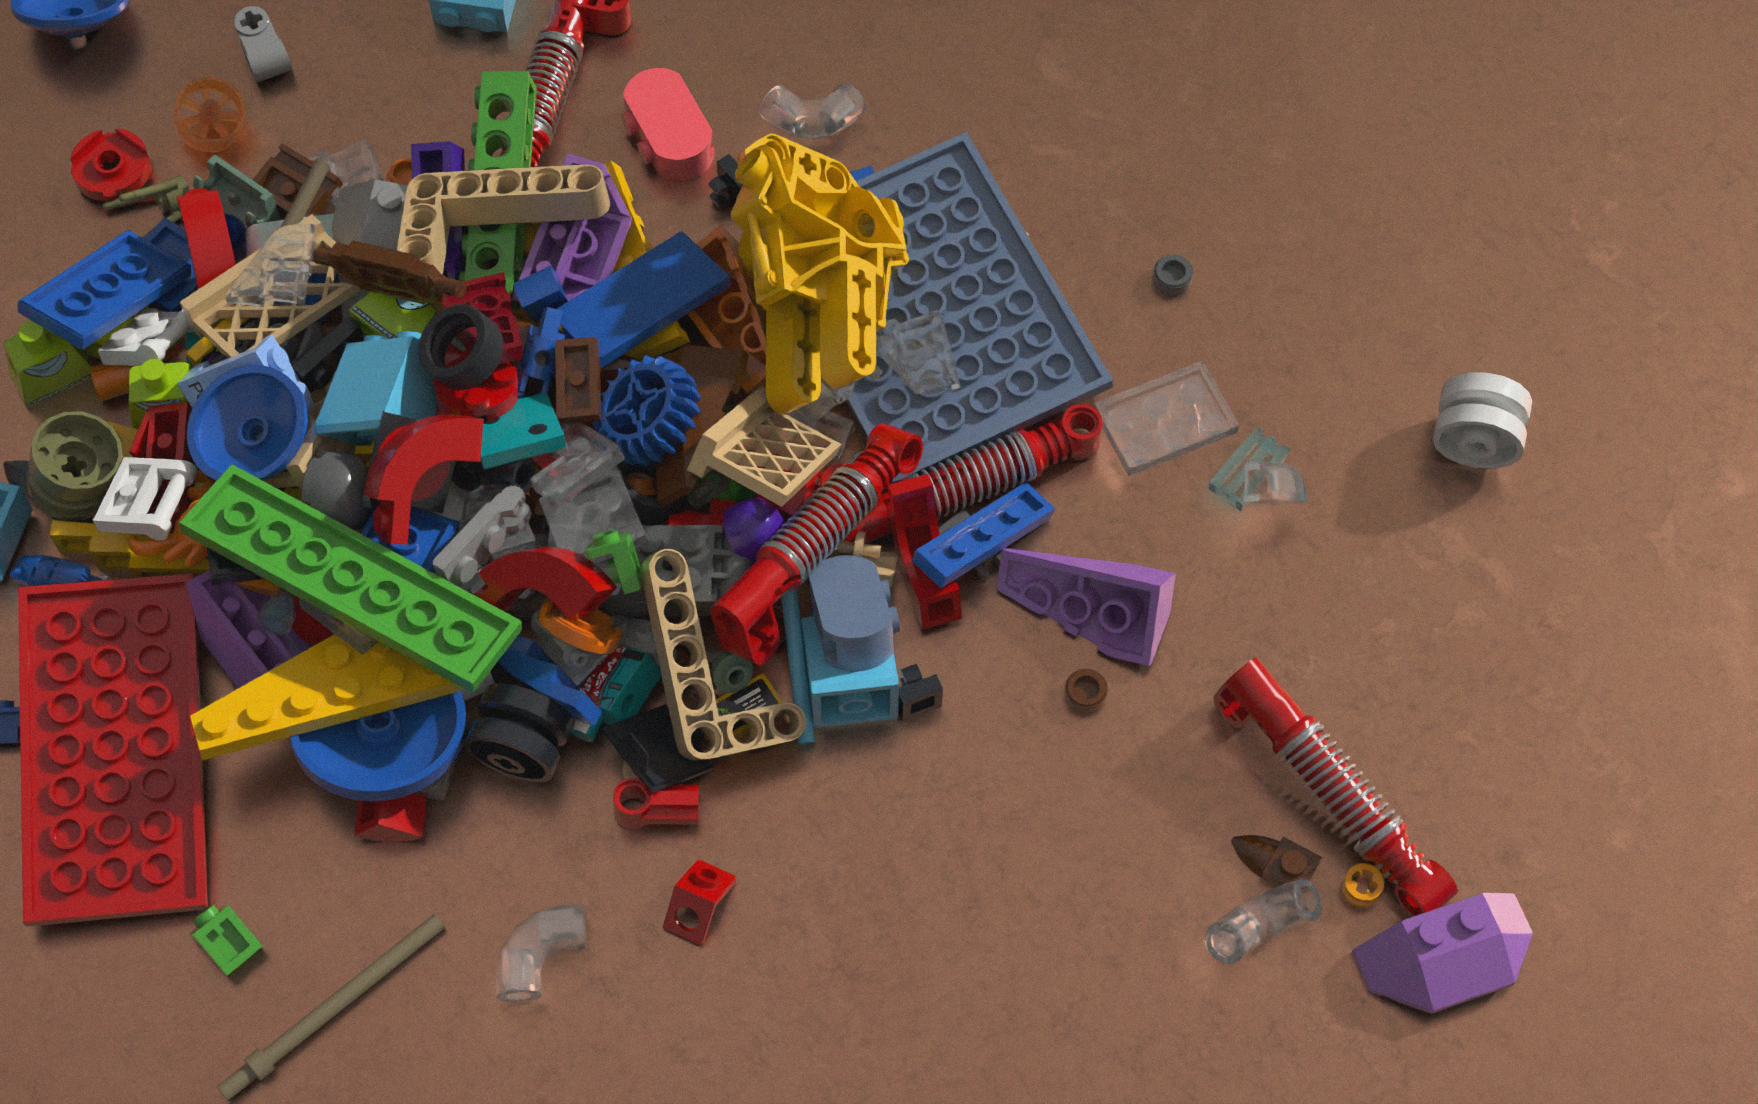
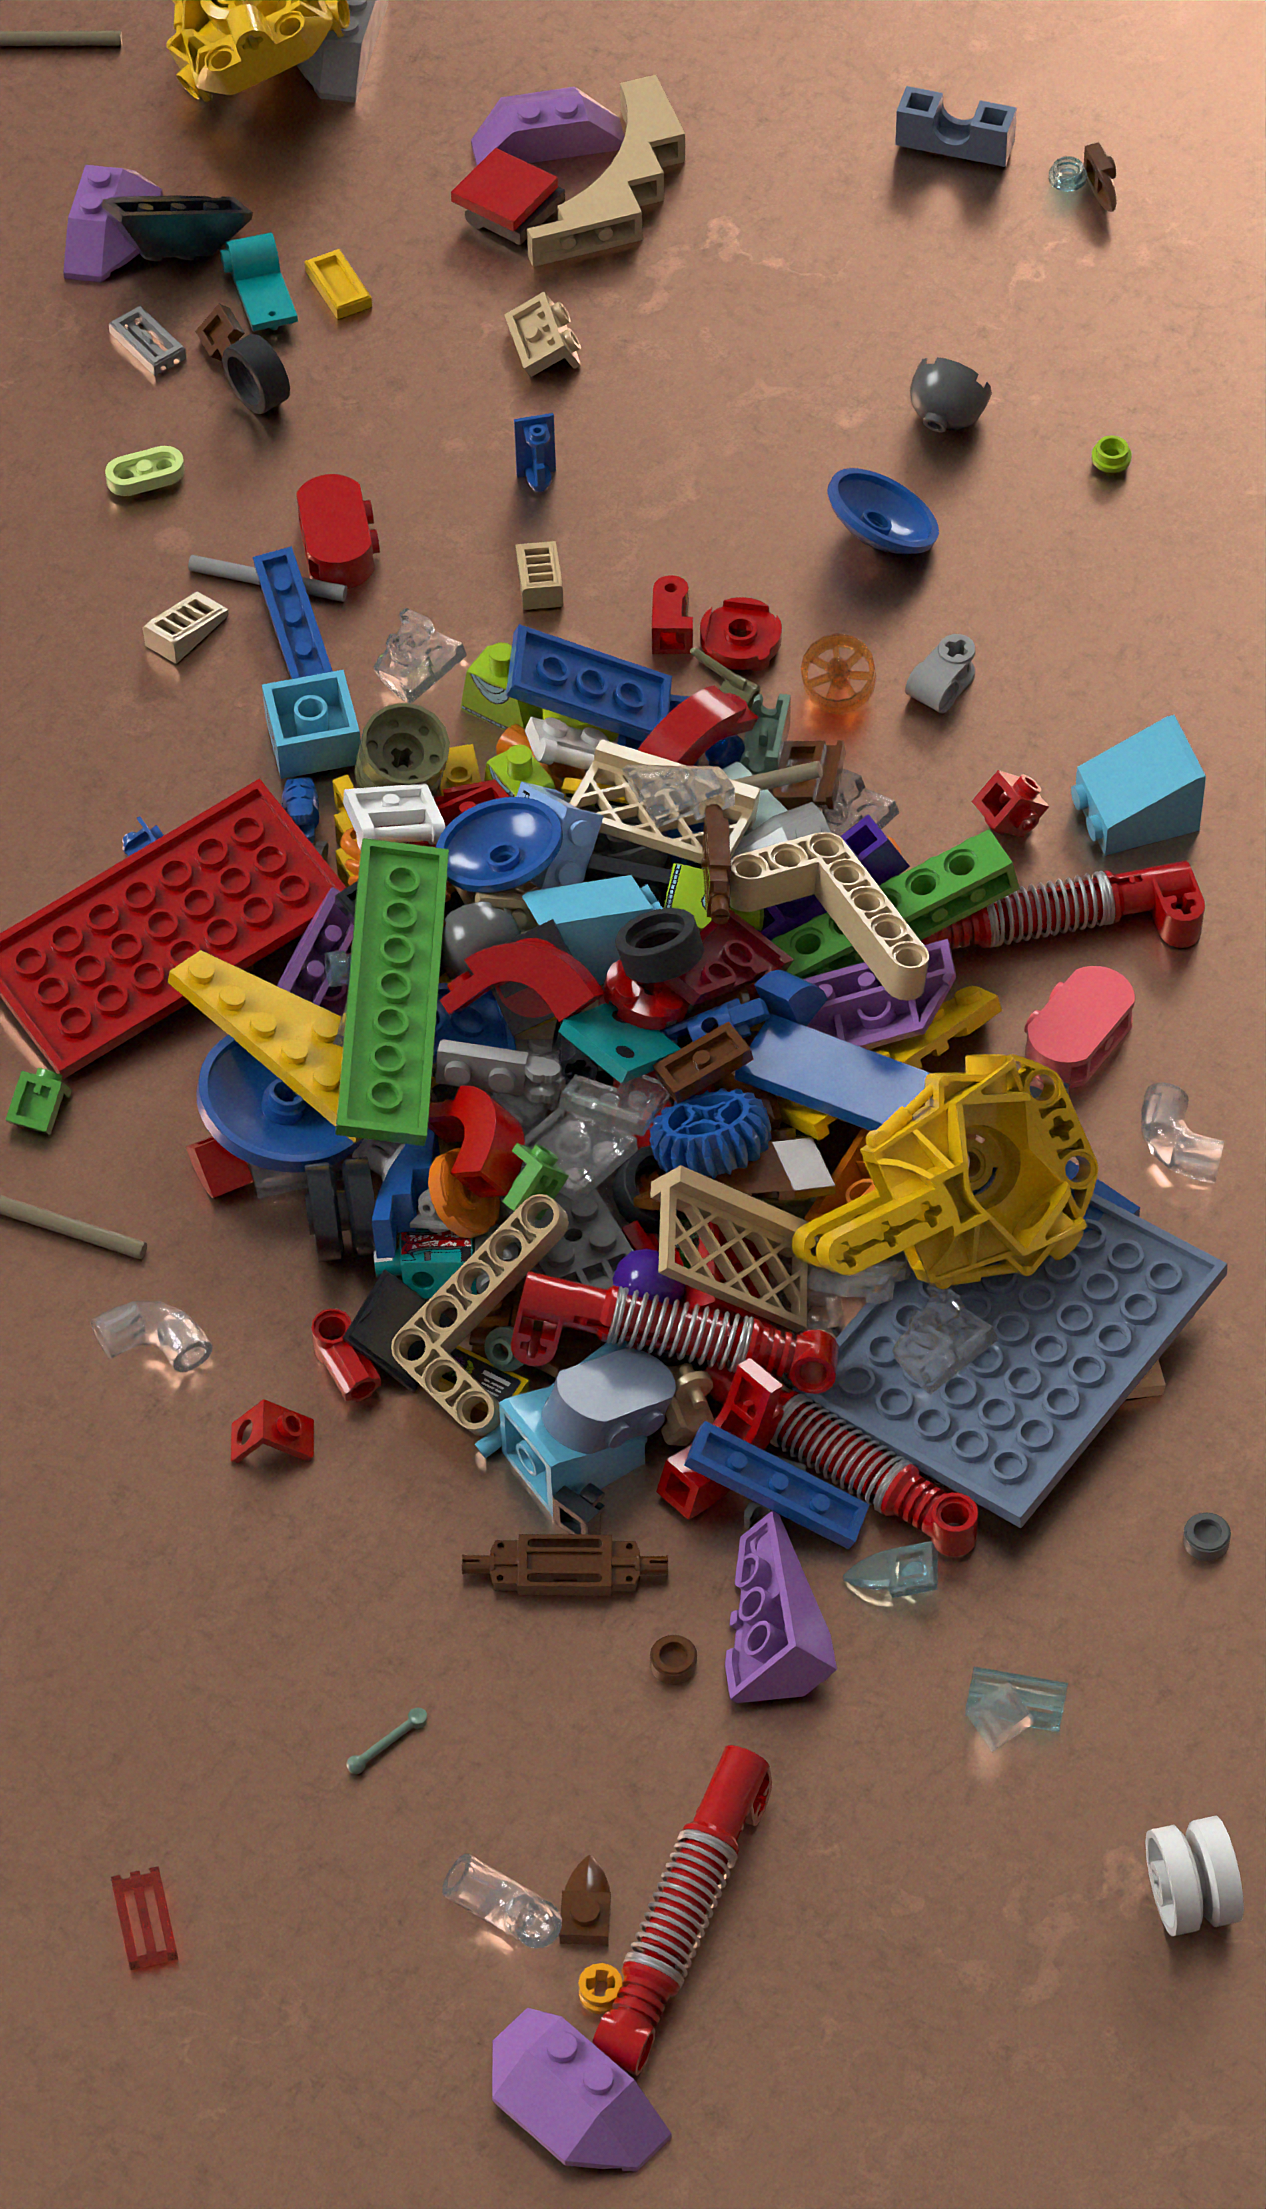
camera: 65 degrees right, 10 degrees down
(54, 207) = (670, 625): none -> red leg
(418, 71) = (1010, 803): none -> red brick
(937, 764) = (565, 1565): none -> reddish brown piece
(1038, 912) = (416, 1719): none -> sand green hinge
(1095, 493) = (898, 1570): none -> clear light blue plate
(1166, 418) = (1024, 1597): clear plate -> none

